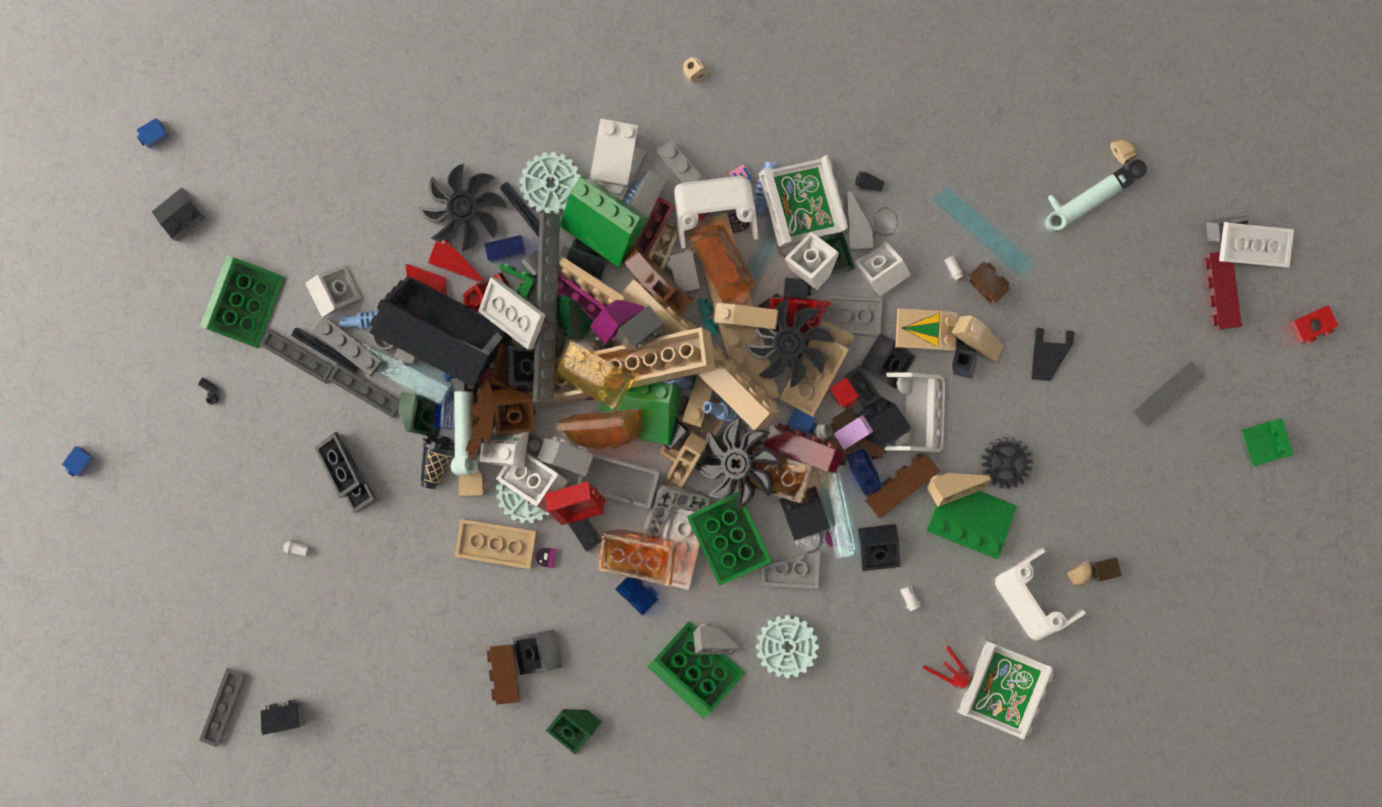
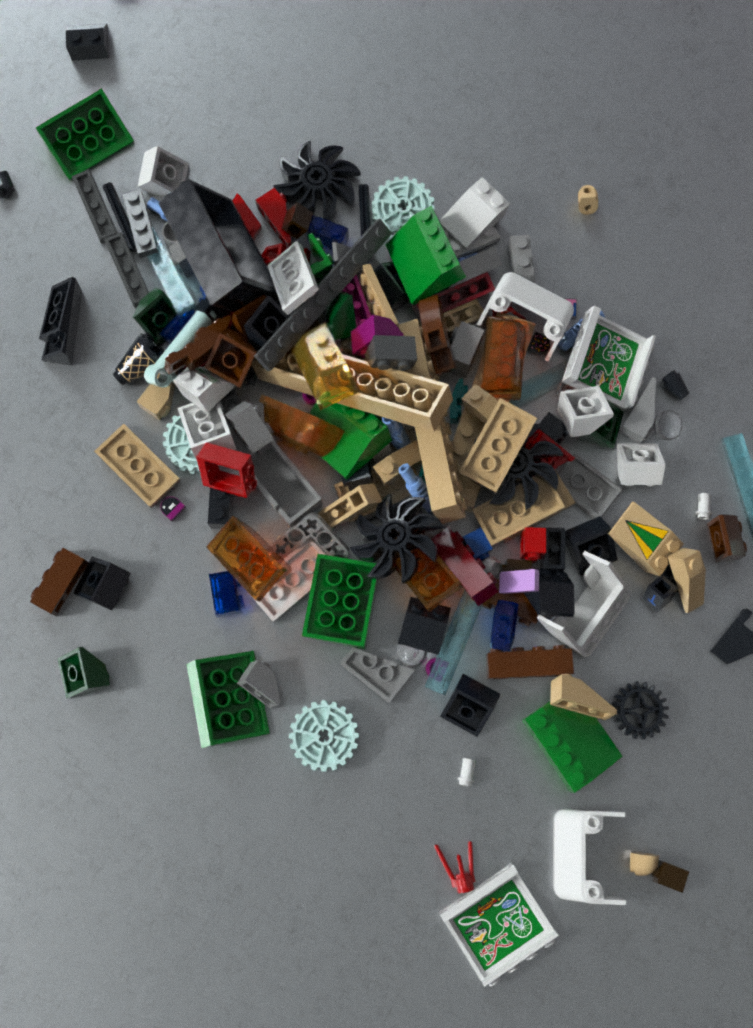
camera: 30 degrees right, 10 degrees down
(476, 258) = (297, 220): none -> dark brown brick
(767, 341) = (498, 445): none -> tan plate

